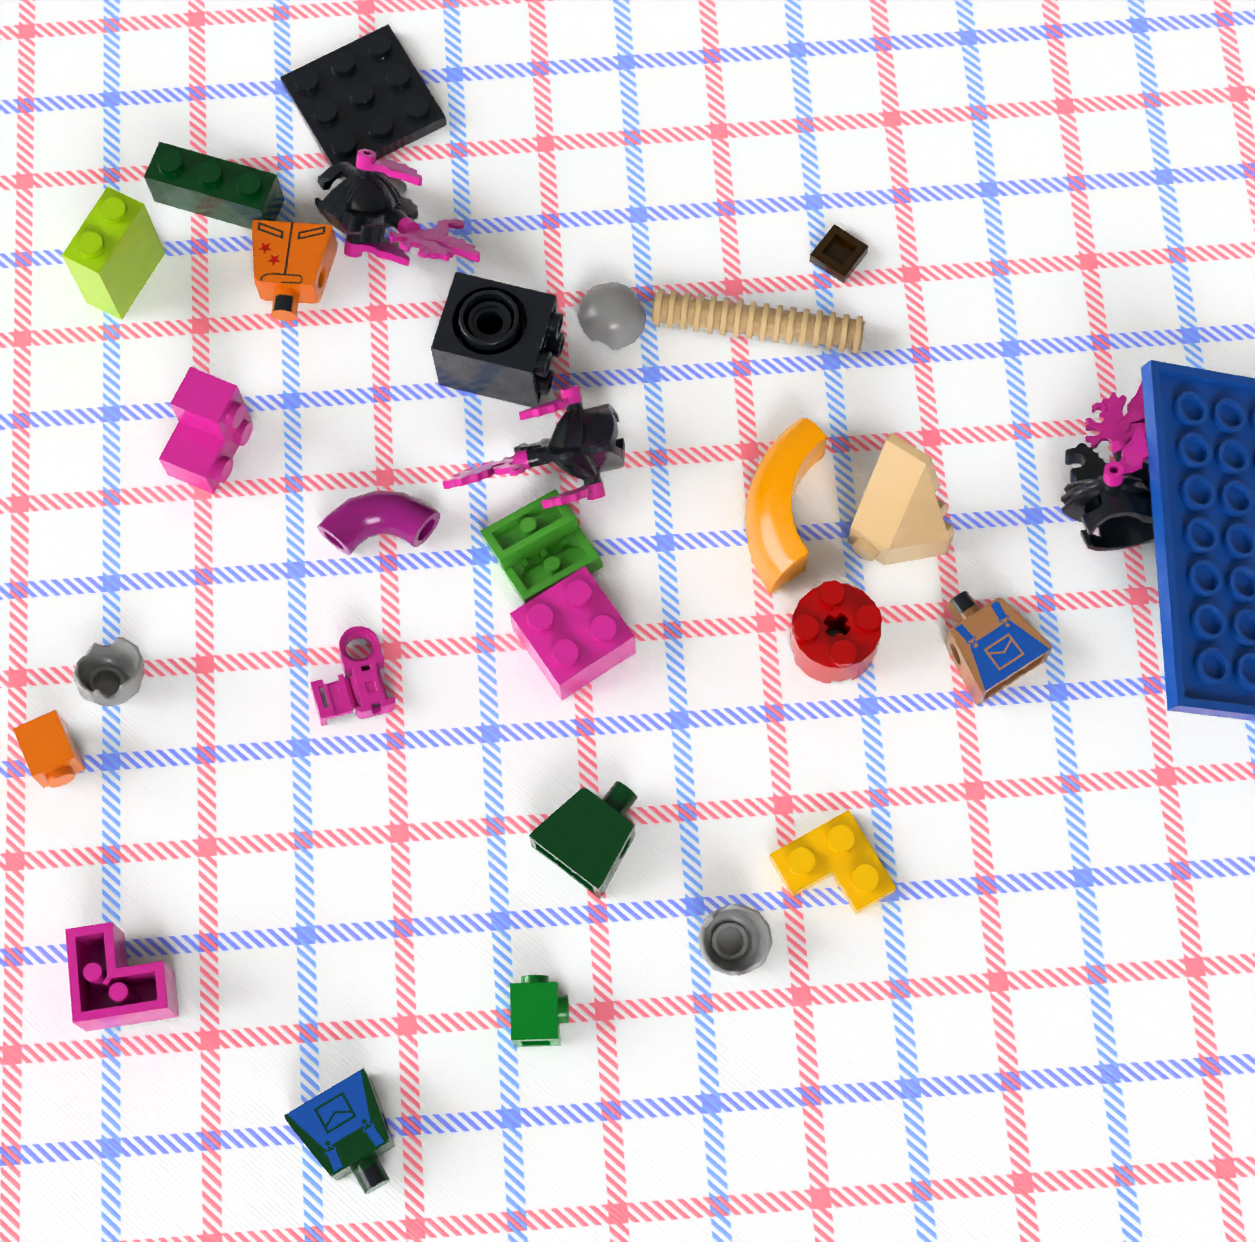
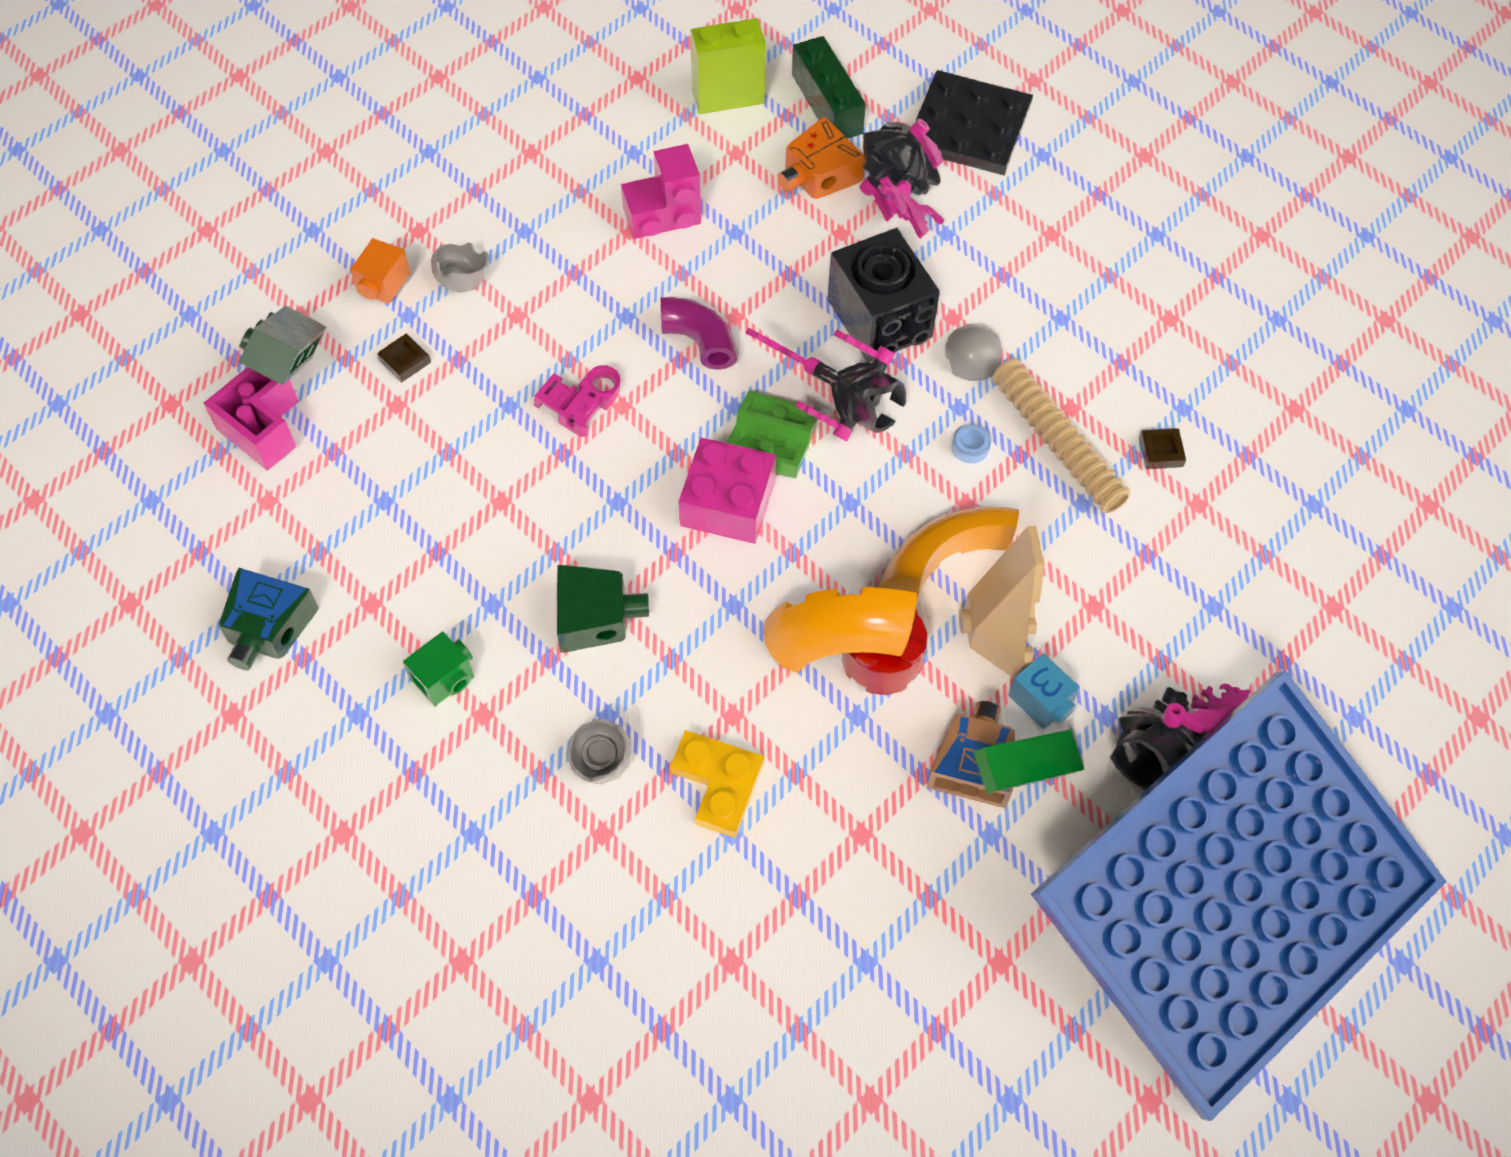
camera: 45 degrees right, 10 degrees down
(74, 901) = (281, 344): none -> brick
(161, 801) = (404, 357): none -> dark brown tile
(698, 397) = (971, 443): none -> light blue tile
(798, 660) = (839, 625): none -> light orange brick
(982, 544) = (1044, 692): none -> dark azure brick
(1037, 611) = (1028, 761): none -> green tile

